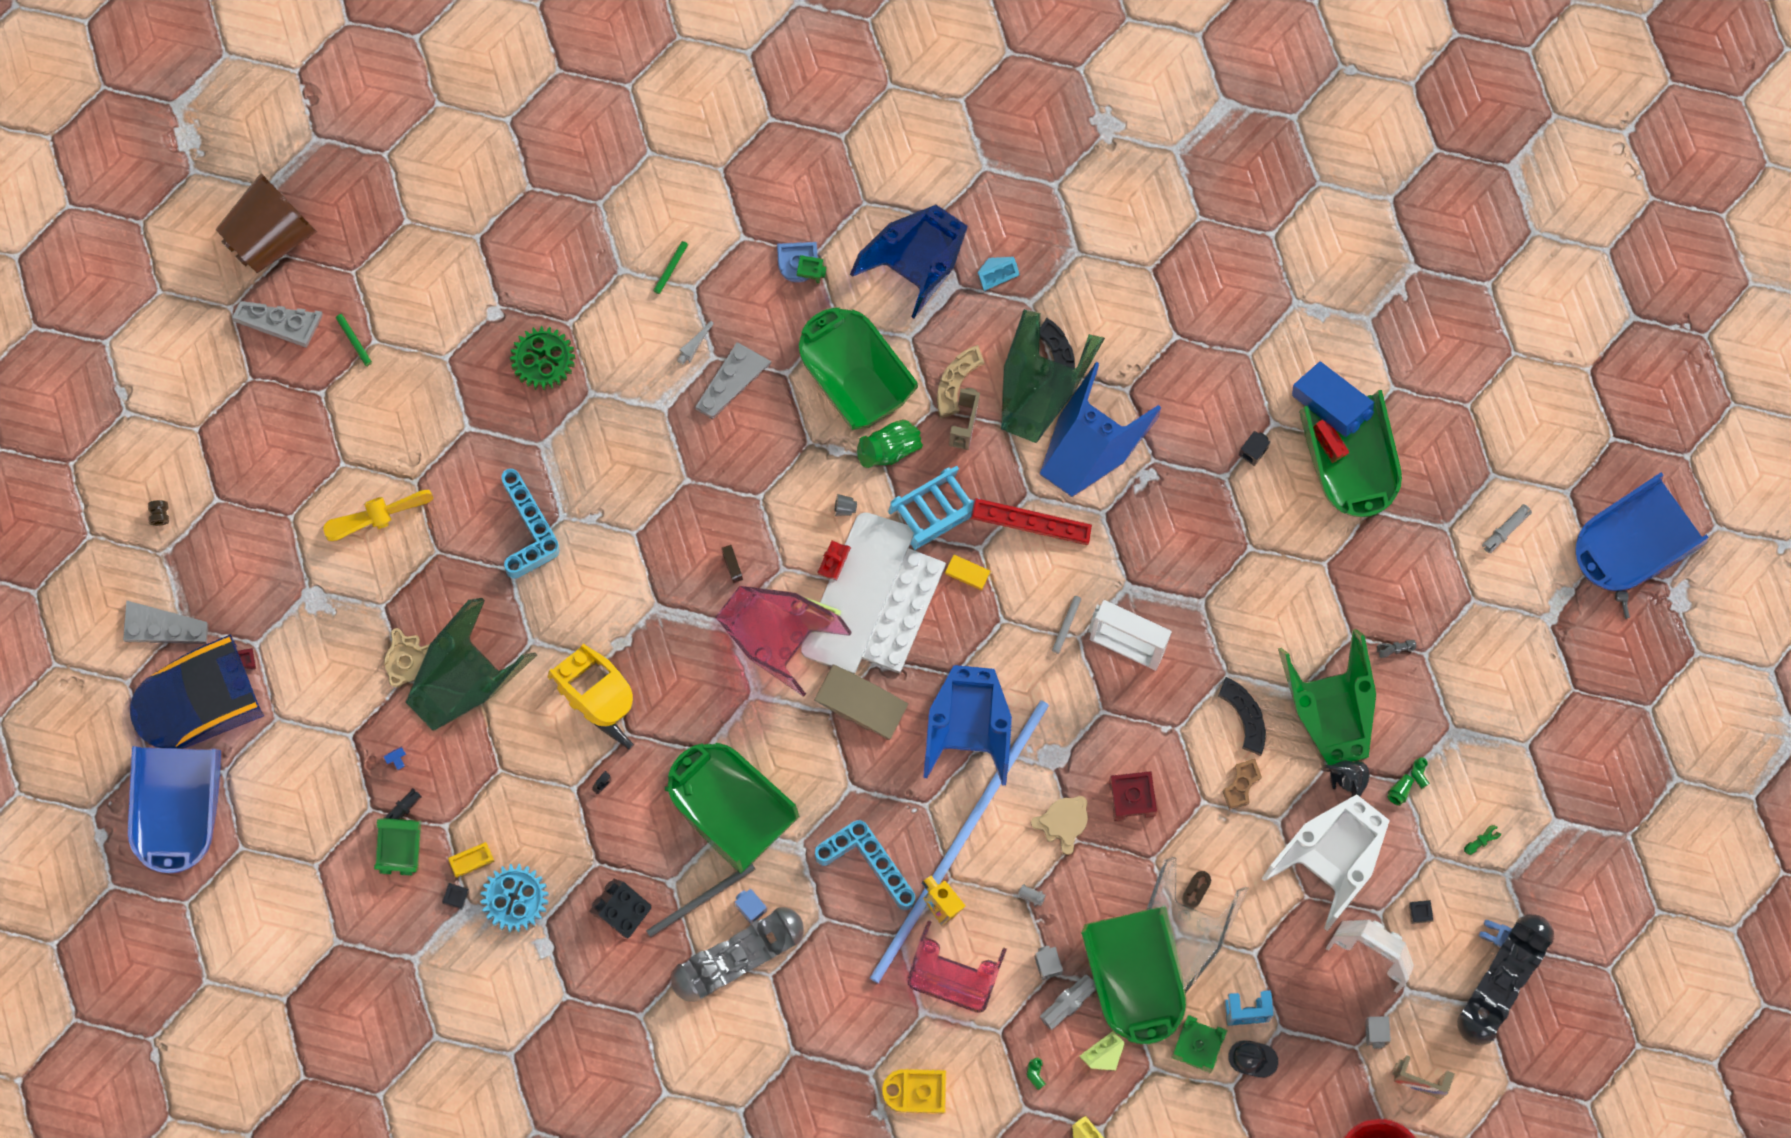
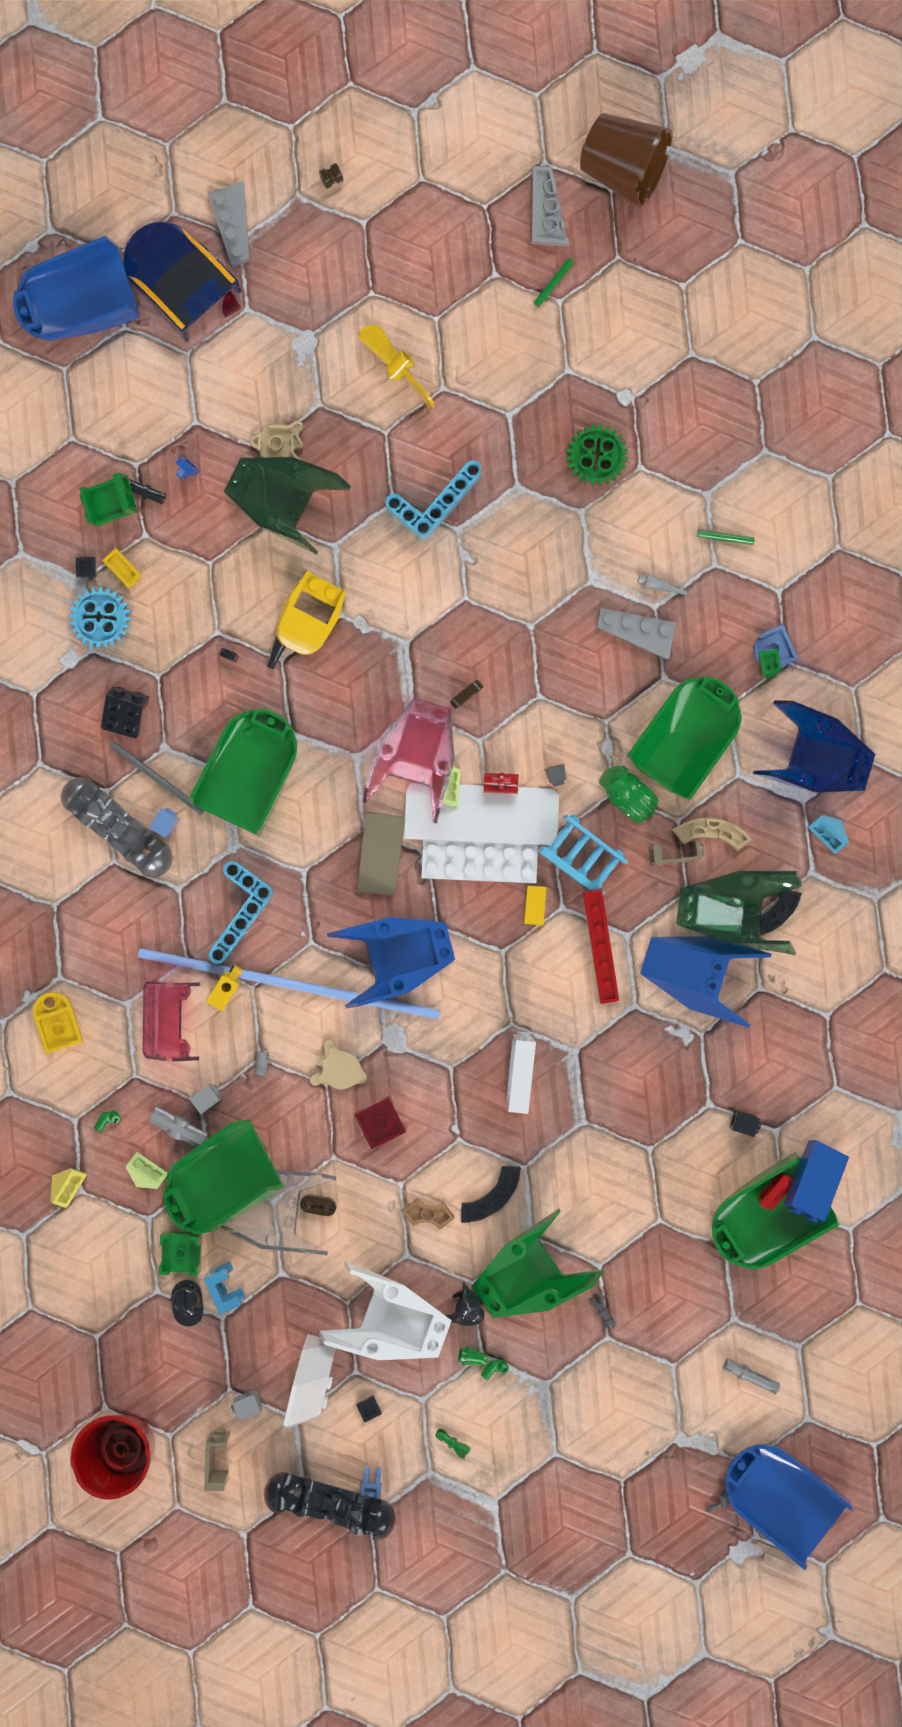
camera: 70 degrees right, 15 degrees up
(1066, 624) = (519, 1009): light grey bar -> none

